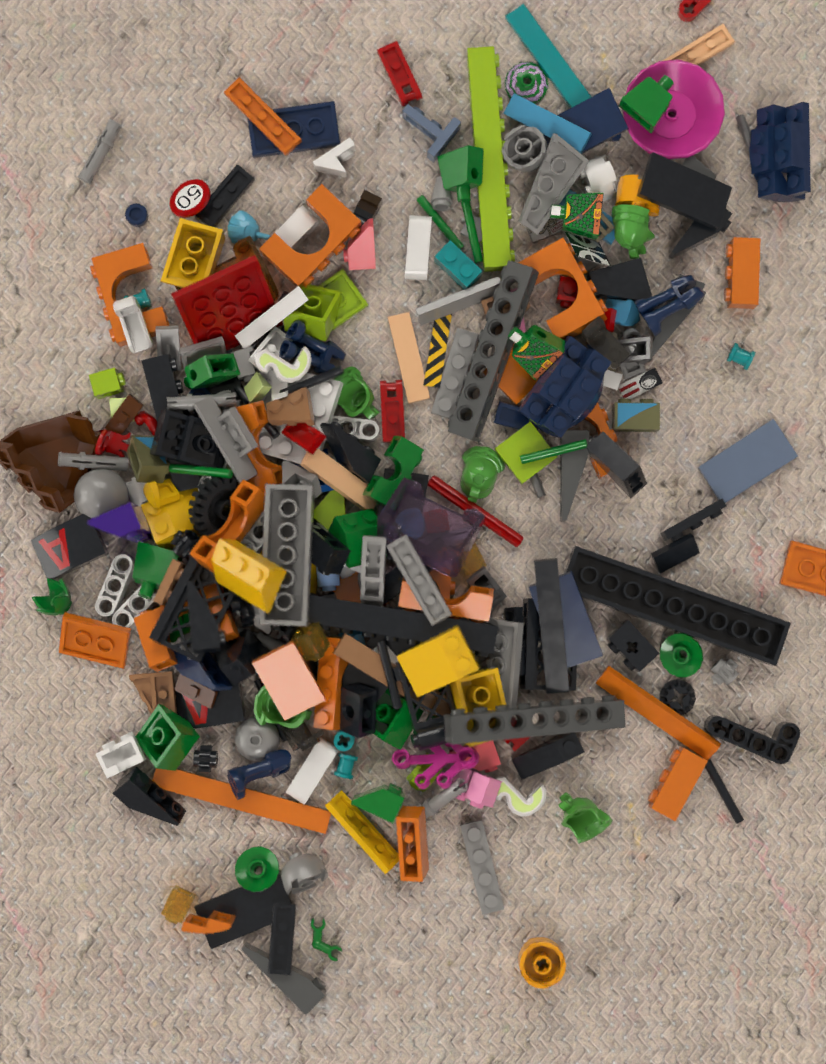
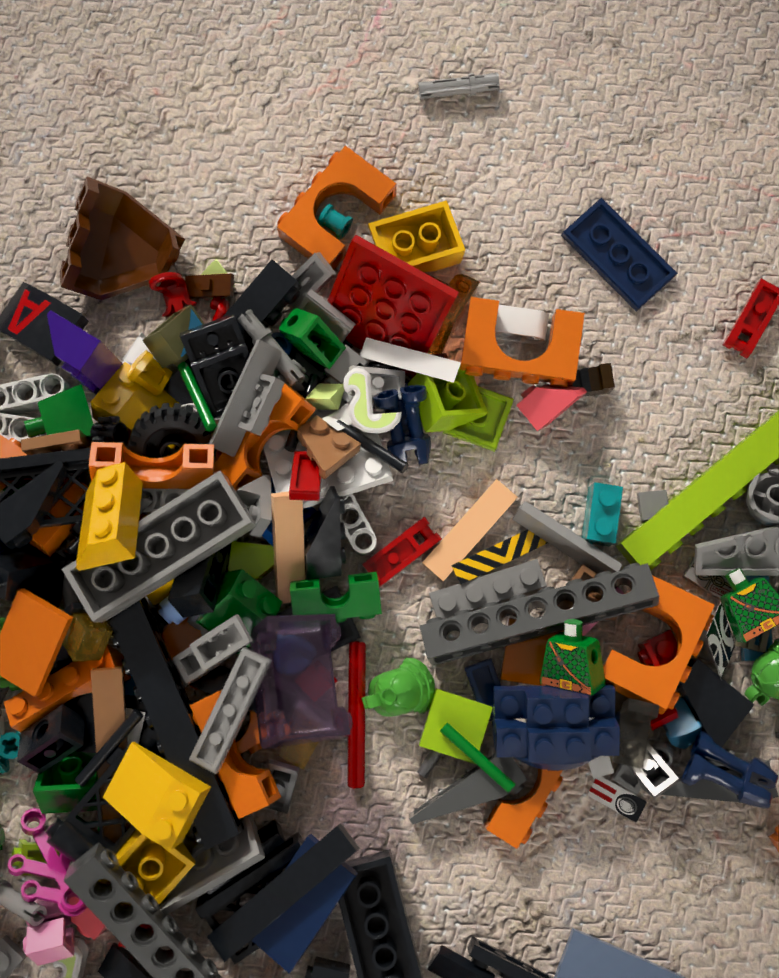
camera: 55 degrees right, 5 degrees down
(92, 461) = (138, 284): light grey pin -> none
(100, 492) = (112, 316): light grey piece -> none
(107, 383) = (231, 246): lime brick -> none
(133, 324) = (305, 226): white animal -> none
(136, 215) = (421, 163): dark blue tile -> none
(190, 198) = (474, 200): piece -> none
(225, 196) = (502, 234): black tile -> none
(244, 225) = (486, 270): medium azure piece -> none
(262, 116) = (609, 214): orange tile -> none
(330, 161) = (613, 310): white slope -> none
(356, 394) = (391, 502): bright green helmet -> none
(418, 247) = (590, 460): white beam -> none
(432, 129) = (721, 390): sand blue bracket -> none
(440, 223) = (633, 463): green bar -> none
(441, 198) = (663, 446): light grey cone -> none
(462, 170) = (704, 449): green torso -> none
(472, 233) = (652, 499): green bar -> none
(617, 464) = (512, 840): black slope -> none
(636, 416) = (579, 820): olive brick -> none
(741, 356) = (728, 892): teal bush -> none

